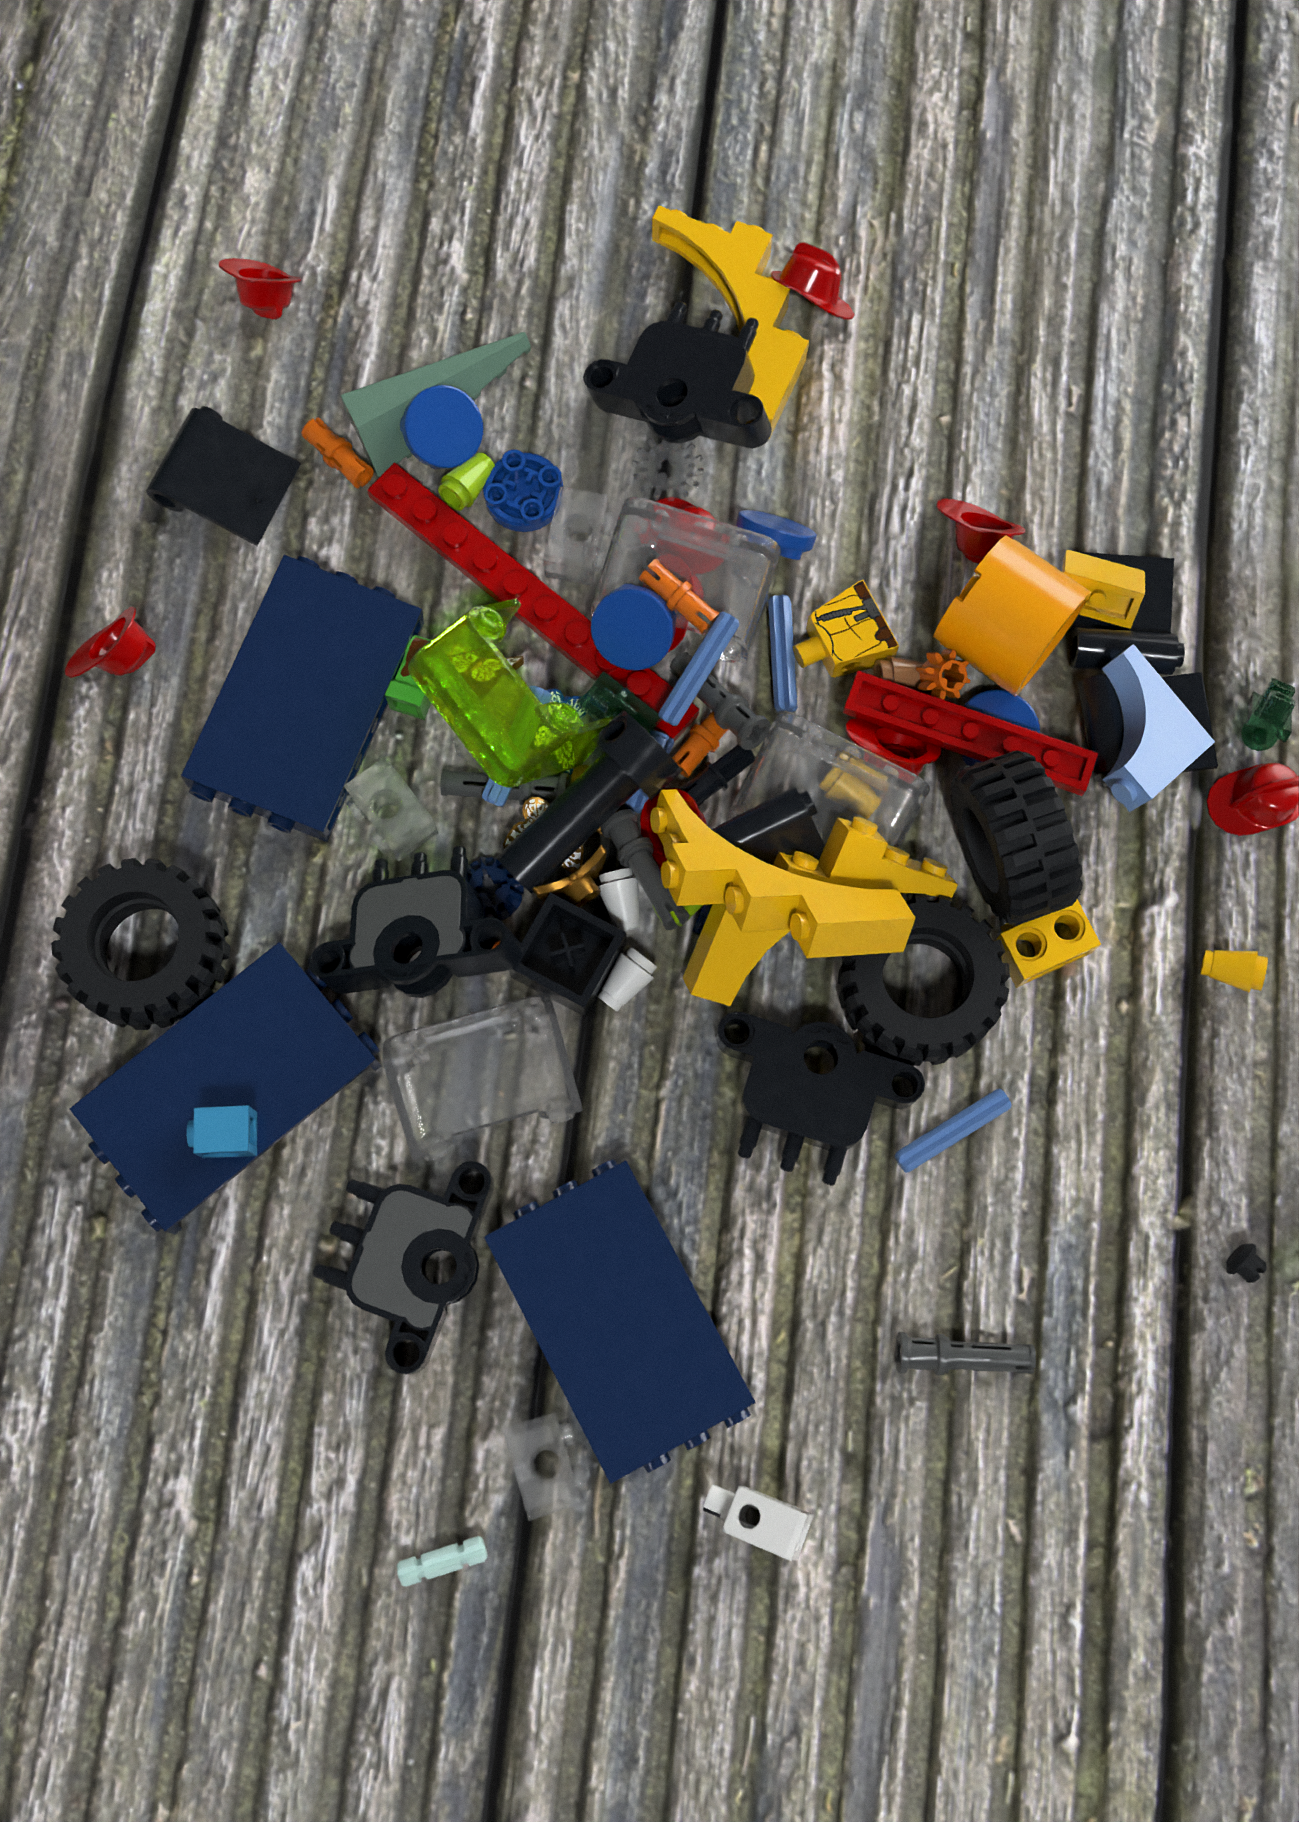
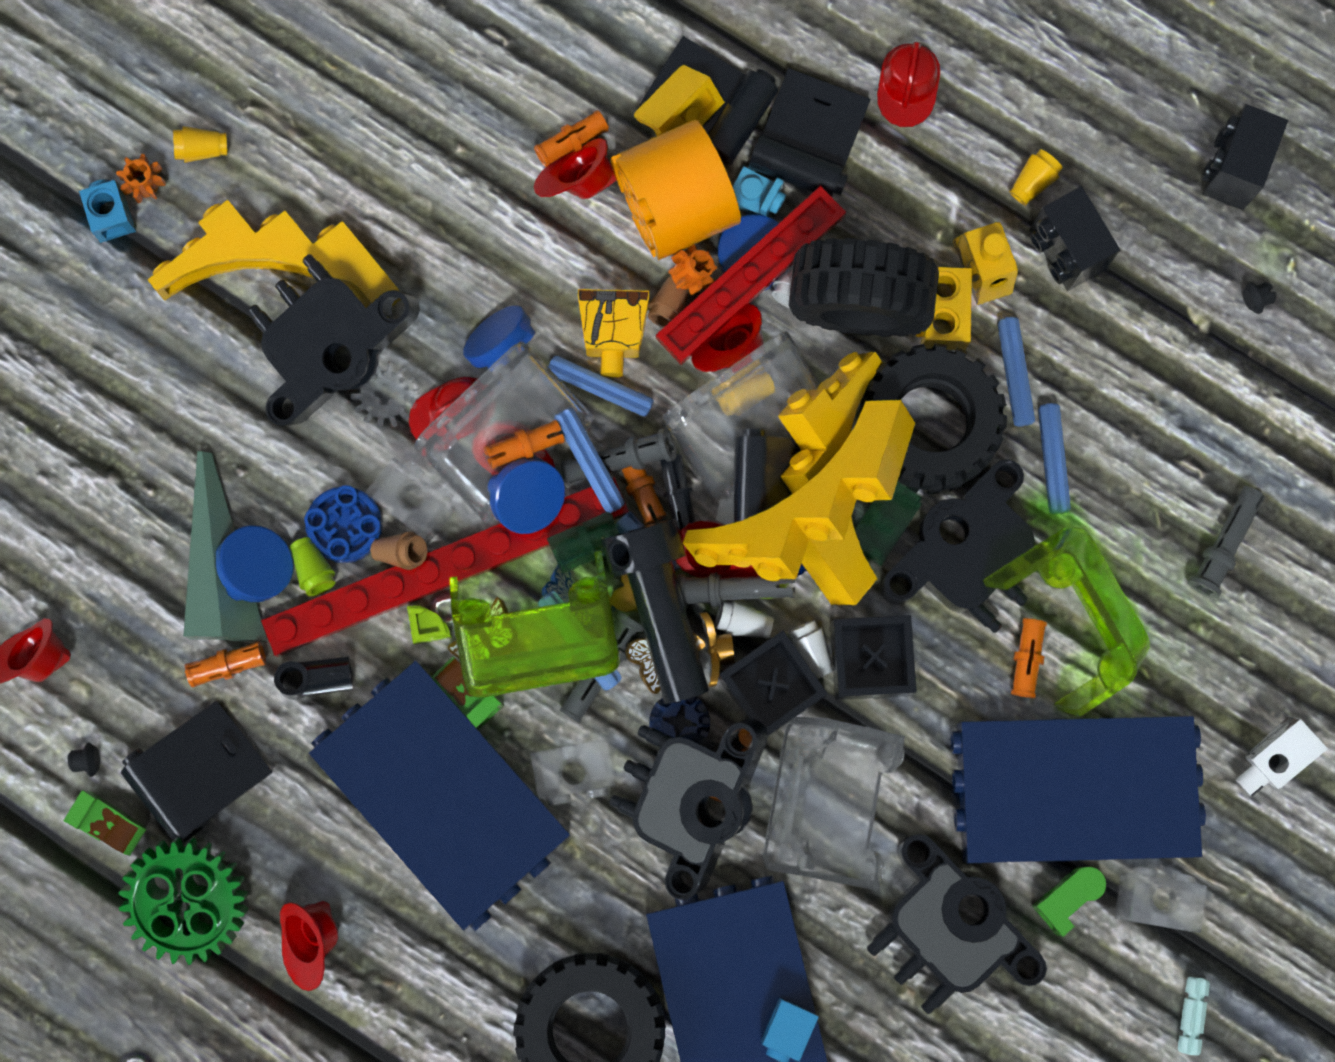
camera: 65 degrees left, 5 degrees up
(96, 521) = (149, 901): none -> green gear
(139, 421) = (105, 822): none -> leg
(190, 380) = (84, 760): none -> black piece
(364, 533) = (318, 677): none -> black piece
(462, 603) = (426, 625): none -> lime tile
(518, 1370) = (1068, 896): none -> bright green leg
(522, 548) = (400, 550): none -> medium nougat cone
(647, 1040) = (873, 657): none -> black brick
(701, 160) = (117, 221): none -> dark azure brick
(752, 159) = (136, 168): none -> orange gear
(760, 1195) = (1032, 632): none -> orange pin
(795, 988) = (886, 523): none -> clear green hinge
(812, 191) = (198, 144): none -> yellow cone
(816, 277) = (288, 186): red piece -> none
(857, 1198) = (1075, 560): none -> clear neon green windscreen
(1010, 508) = (571, 138): none -> orange pin
(1022, 1047) = (1016, 371): none -> medium blue axle
(1057, 705) = (757, 193): none -> medium azure bracket
(1119, 958) = (990, 259): none -> yellow torso
(1158, 731) = (831, 132): light blue arch -> none
(1191, 1032) = (1073, 239): none -> black brick
(1269, 716) = (851, 37): clear green hips -> none

